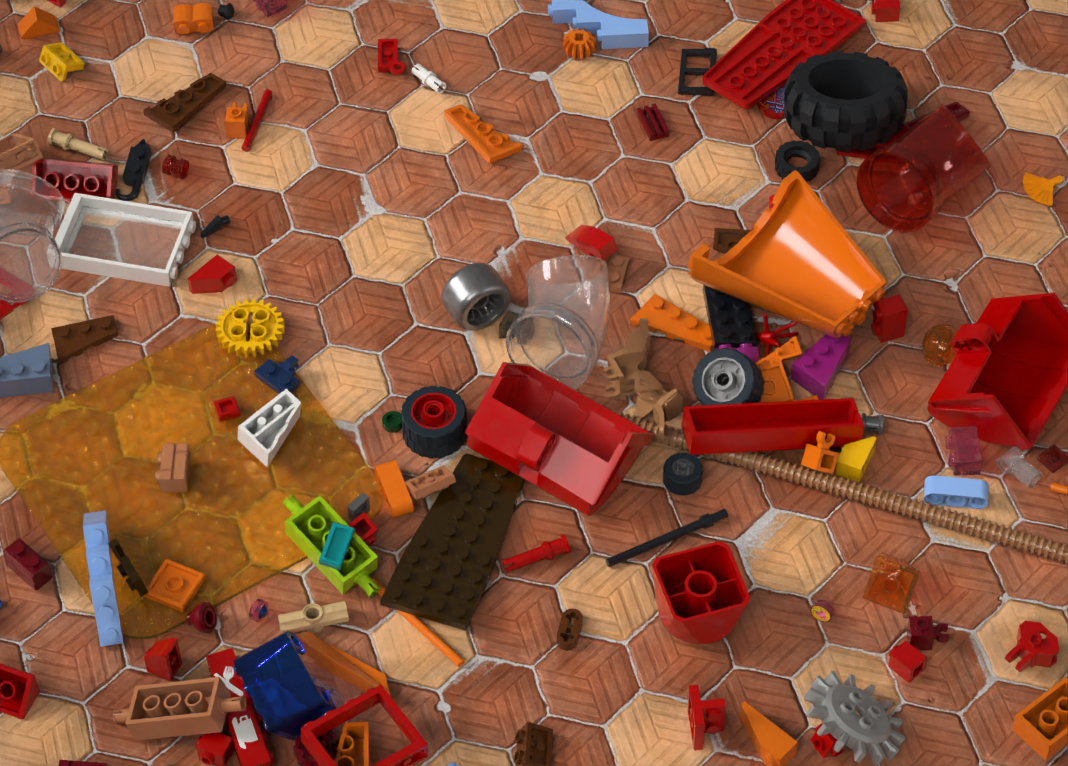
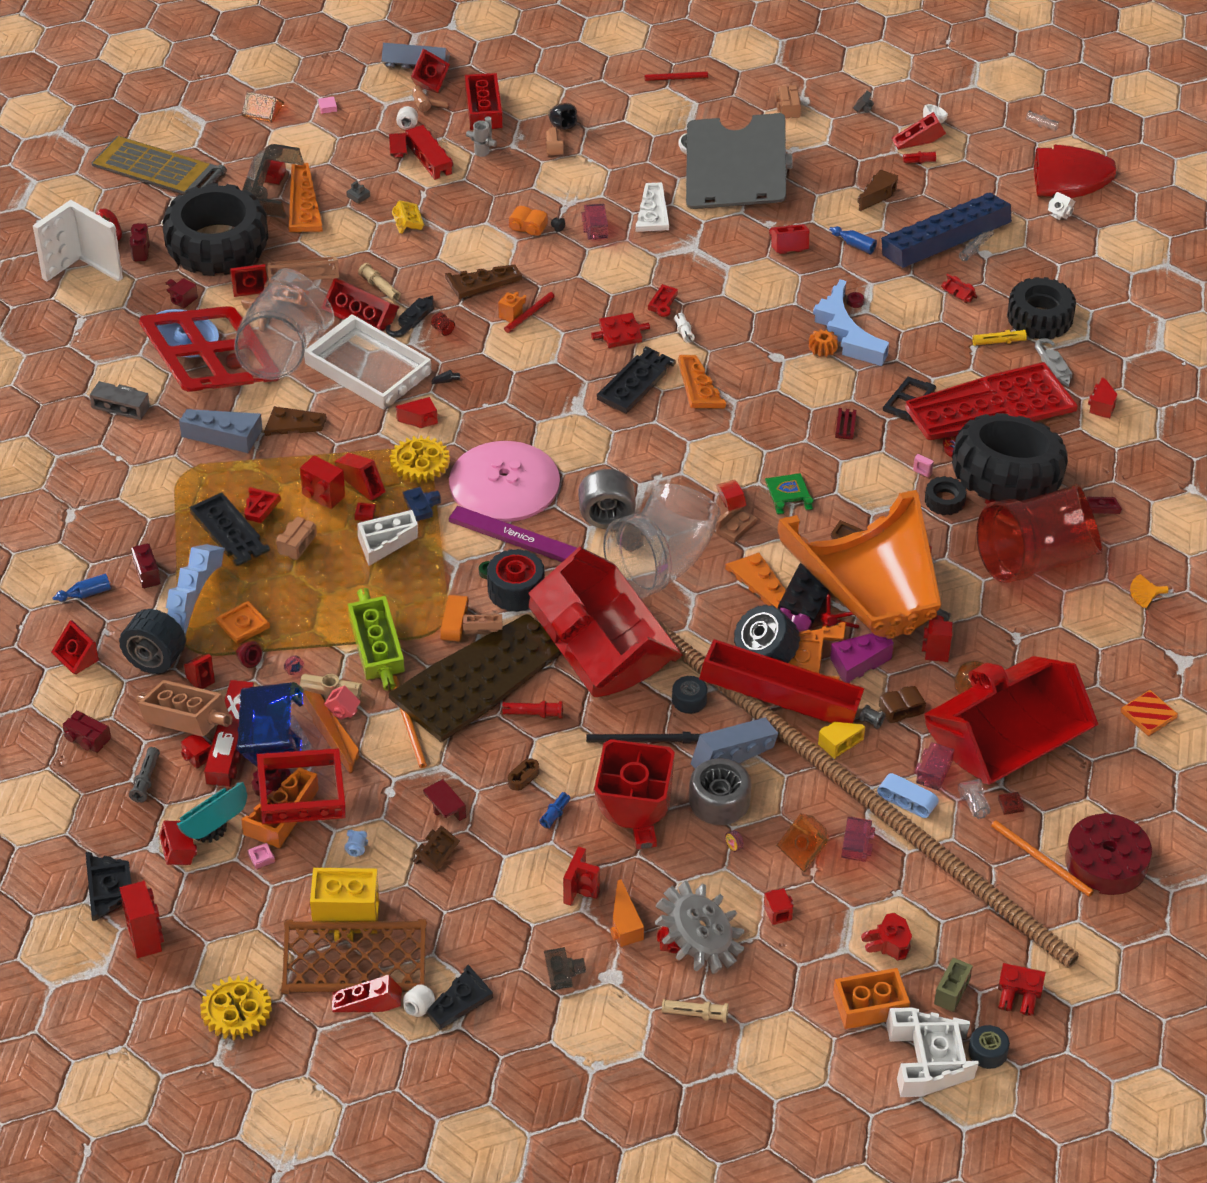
camera: 25 degrees right, 5 degrees down
(37, 23) = (408, 184): orange slope -> none
(94, 486) = (229, 528): none -> black hinge
(97, 647) = (152, 641): none -> black wheel
(110, 445) = (260, 504): none -> red wing
(127, 569) = (212, 594): dark brown wing -> none
(167, 394) = (322, 482): none -> red brick
(200, 369) = (361, 475): none -> red slope
(336, 546) = (375, 638): teal tile -> none
(339, 630) = (342, 703): none -> coral brick
(354, 338) = (525, 491): none -> bright pink dish
(358, 506) = (415, 620): dark grey tile -> none
(364, 105) = (620, 330): none -> red plate
(365, 529) = (407, 637): red brick -> none
(403, 372) = (511, 534): none -> magenta tile
(415, 154) = (635, 380): none -> black hinge
(512, 692) = (445, 800): none -> dark red panel
(626, 654) = (554, 810): none -> blue axle
(628, 379) = (694, 604): medium nougat piece -> none
(640, 214) = (788, 489): none -> green flag
(733, 645) = (644, 837): none -> red plate
(757, 138) = (923, 465): none -> bright pink tile
(760, 512) = (735, 742): none -> sand blue wedge
(781, 565) = (719, 791): none -> flat silver wheel
(820, 456) = (807, 722): orange brick -> none
(892, 398) = (902, 704): none -> reddish brown brick
(922, 633) = (804, 890): dark red brick -> none
(937, 558) = (856, 839): none -> clear pink brick

